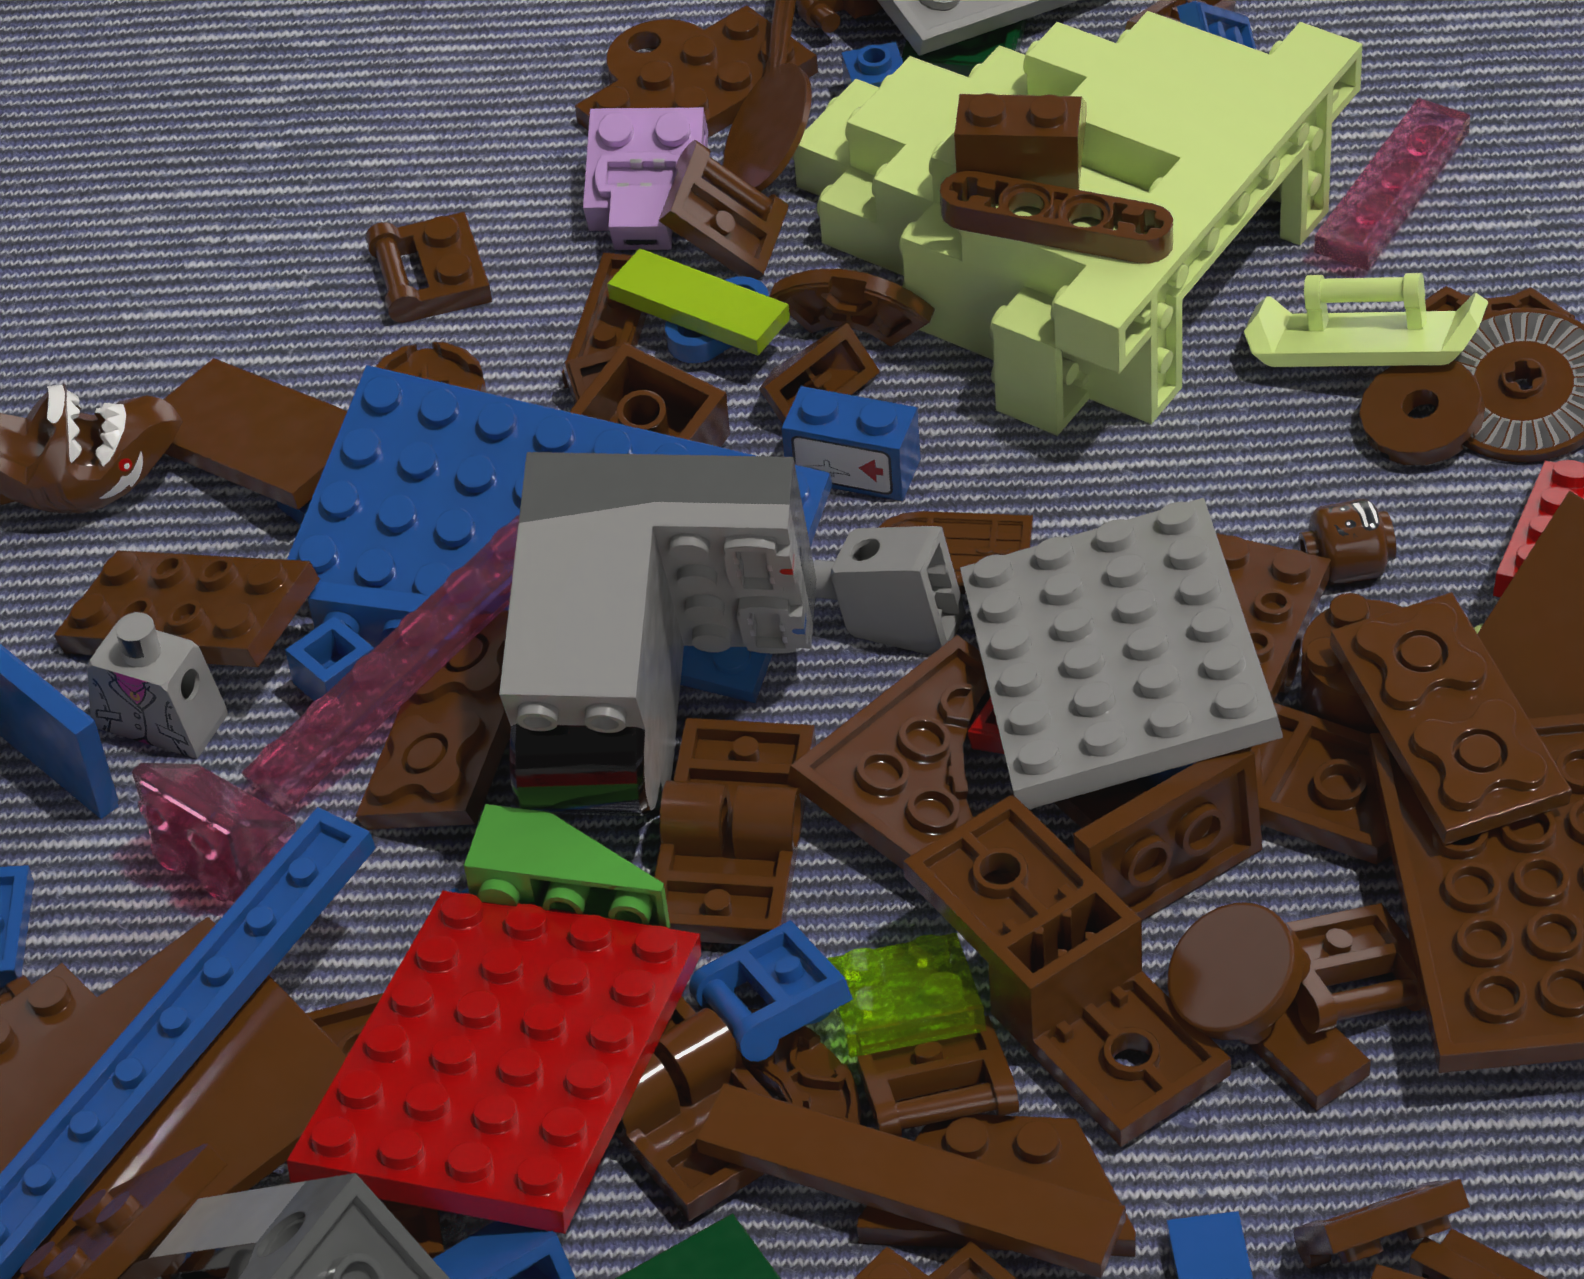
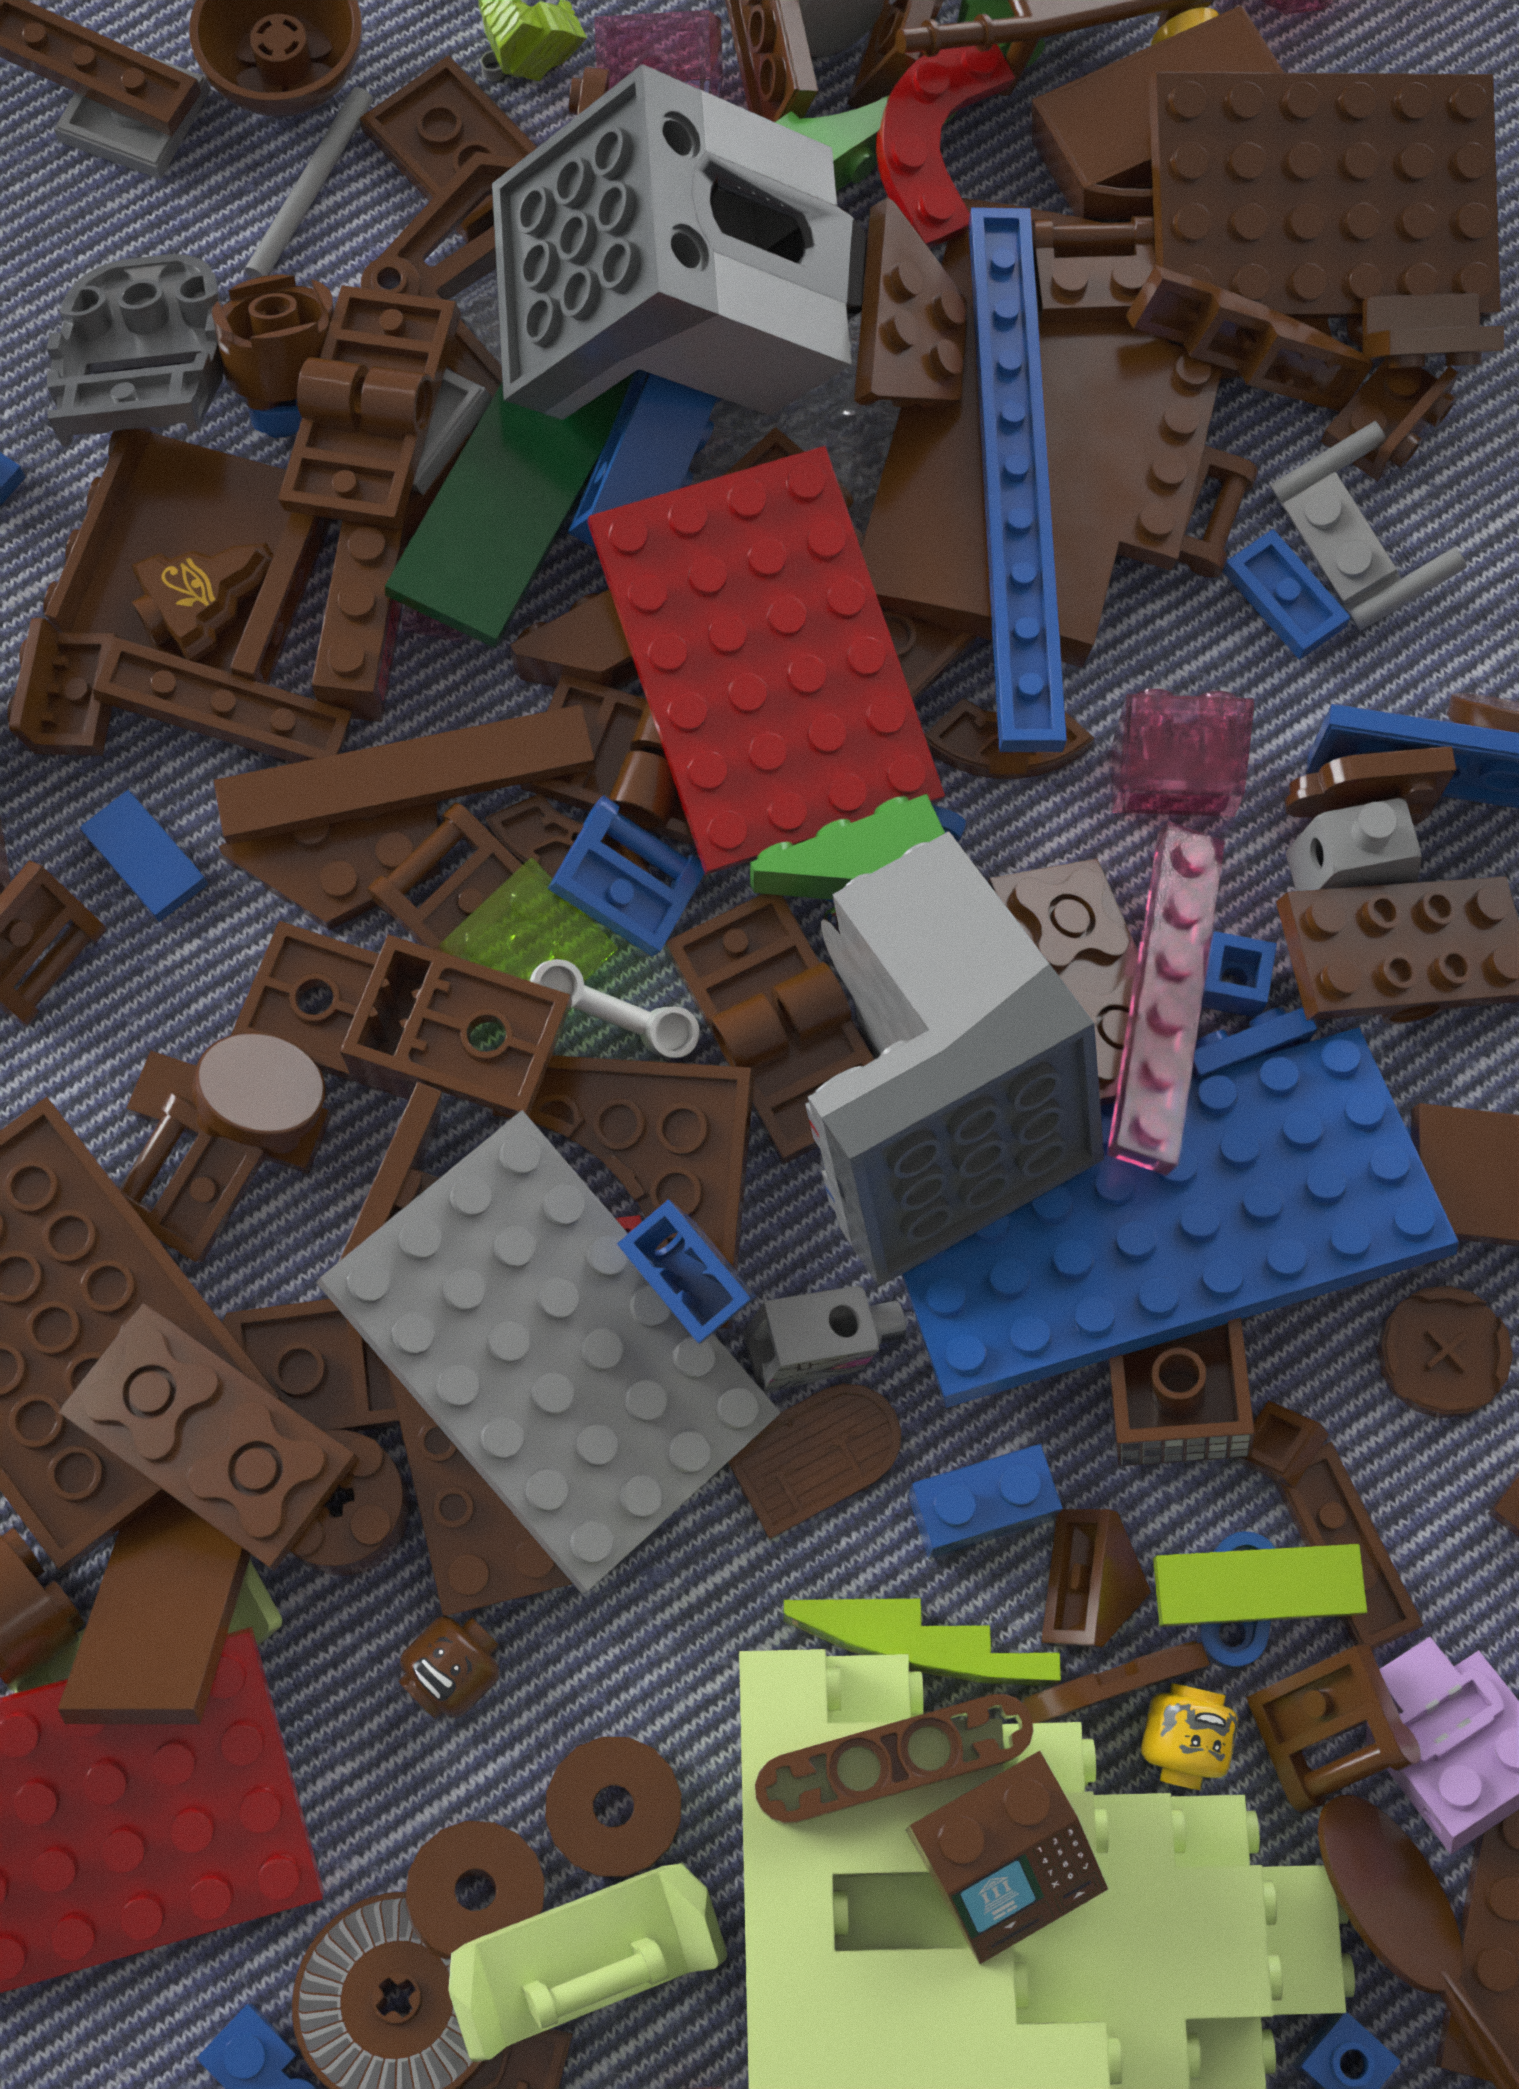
camera: 140 degrees right, 25 degrees up
(126, 726) = (1374, 777): none -> reddish brown plate
(343, 955) = (970, 742): none -> reddish brown tile
(631, 1216) = (578, 644): none -> reddish brown slope
(824, 245) = (1189, 1735): none -> yellow head
(833, 886) = (663, 1031): none -> white bar
(966, 630) = (687, 1272): none -> blue torso
(983, 403) = (896, 1628): none -> lime slope
(1279, 395) = (572, 1798): none -> reddish brown tile

